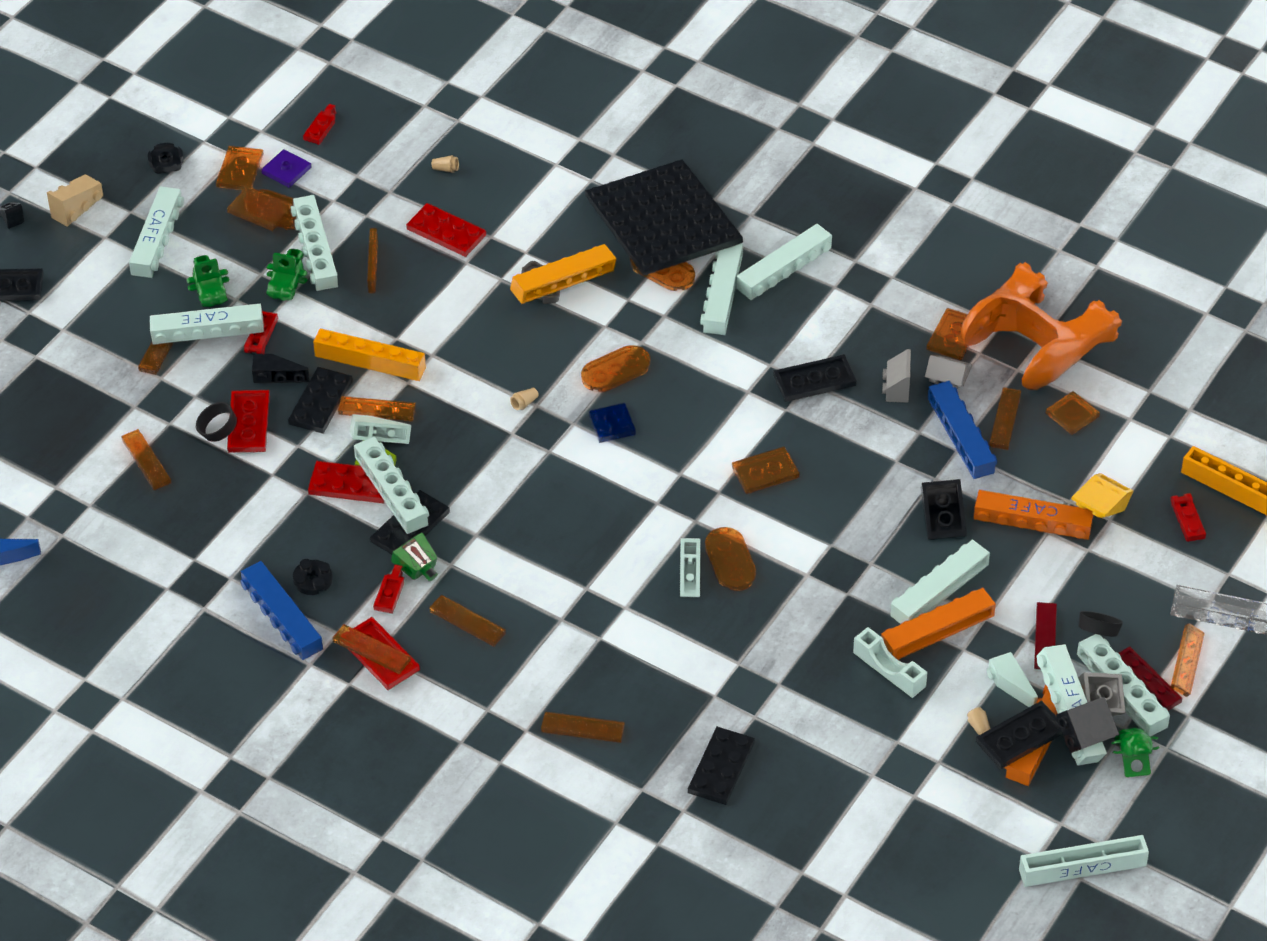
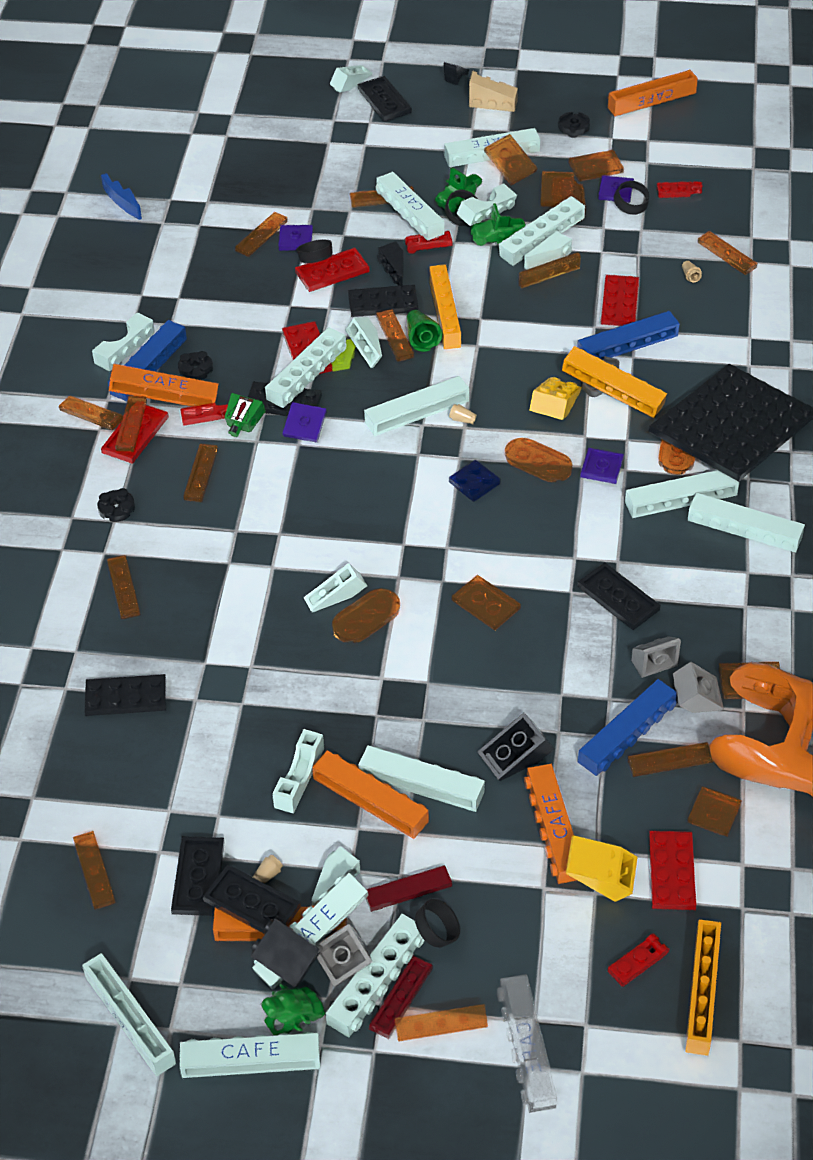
camera: 65 degrees right, 0 degrees up
(171, 81) = (652, 92): none -> orange brick
(173, 434) = (293, 236): none -> dark purple plate
(190, 223) = (510, 159): none -> clear orange tile
(229, 604) = (114, 352): none -> light aqua arch
(243, 278) = (458, 193): none -> black tyre
(257, 272) = (475, 210): none -> light aqua arch
(313, 171) = (629, 208): none -> black tyre
(327, 680) = (91, 412): none -> clear orange tile
(341, 605) = (162, 386): none -> orange brick
(343, 246) = (550, 249): none -> light aqua slope
(391, 382) = (422, 331): none -> green cone
(436, 130) = (727, 252): none -> clear orange tile
(457, 516) = (304, 422): none -> dark purple plate
(468, 690) = (109, 499): none -> black plate
(491, 426) = (416, 405): none -> light aqua brick
(505, 242) = (631, 336): none -> blue brick
(548, 324) = (554, 398): none -> yellow slope
(654, 327) = (602, 465): none -> dark purple plate
(911, 847) = (94, 870): none -> clear orange tile
(960, 773) = (196, 871): none -> black plate
(1115, 462) = (672, 870): none -> red plate
(1160, 791) = (249, 1055): none -> light aqua brick

